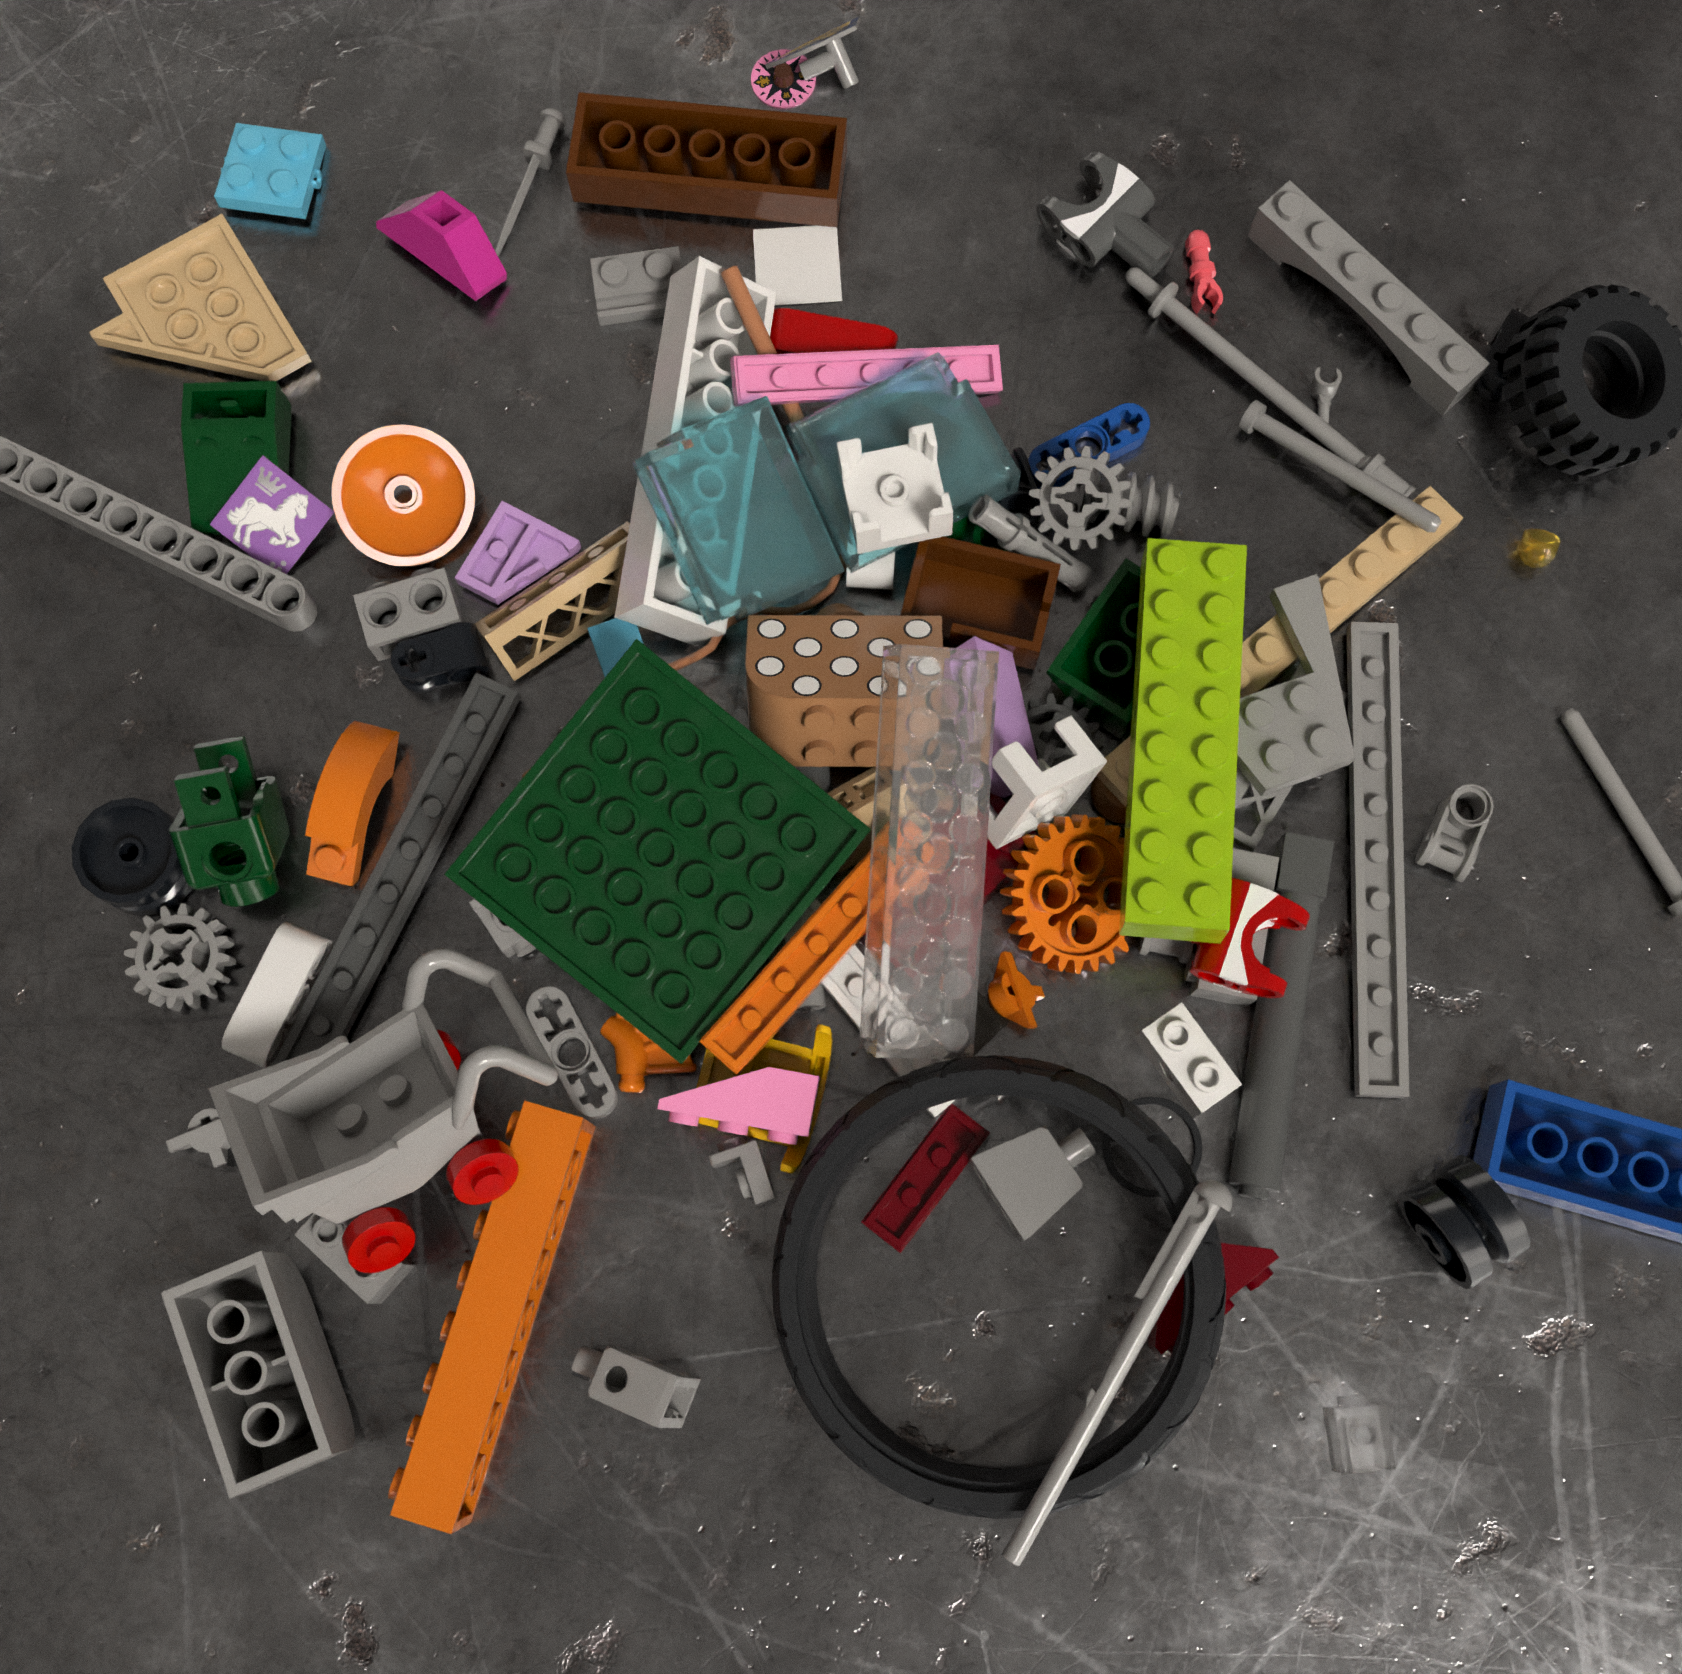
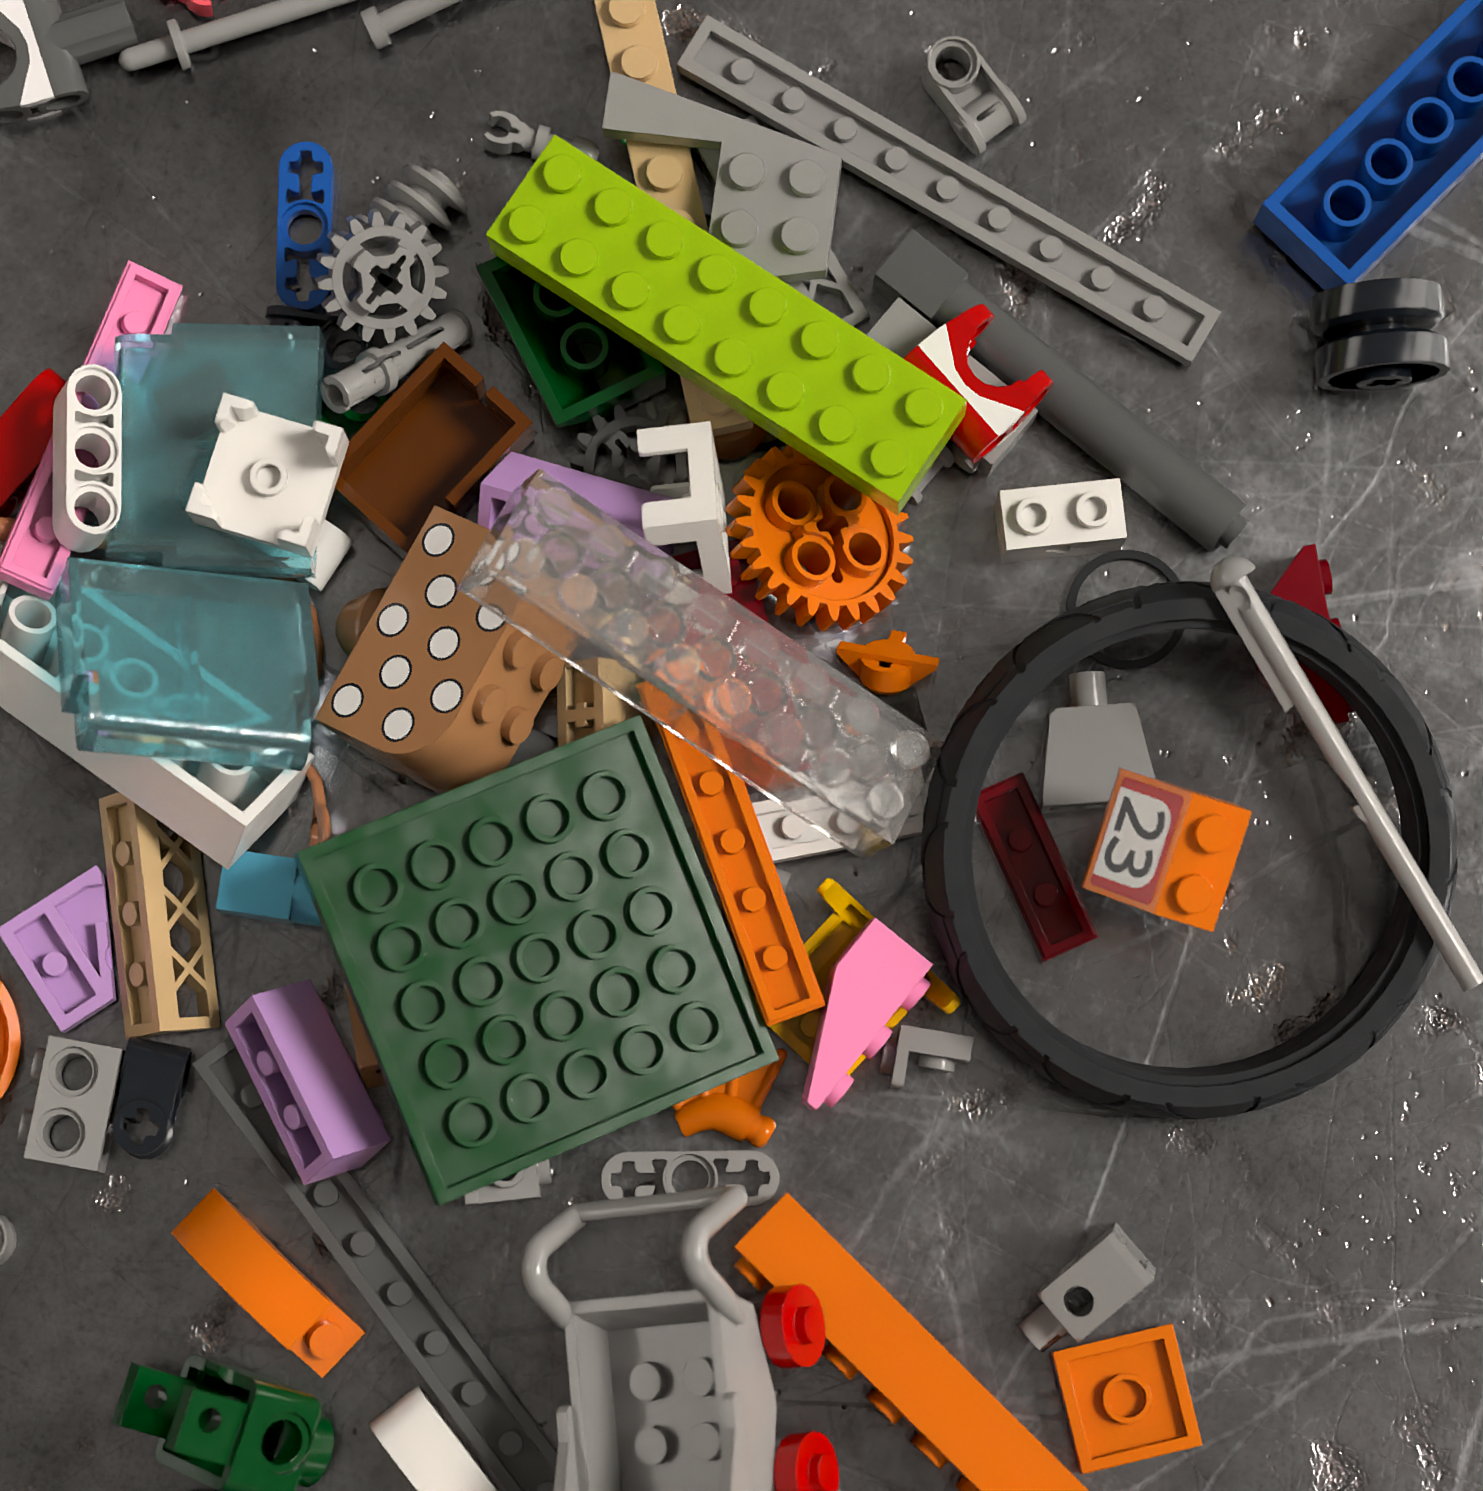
camera: 70 degrees left, 5 degrees up
(499, 750) = (307, 1081): none -> lavender brick
(571, 1456) = (1126, 1398): none -> orange plate
(857, 359) = (101, 435): none -> white beam
(980, 1261) = (1166, 849): none -> slope
(1253, 590) = (526, 139): none -> light grey piece

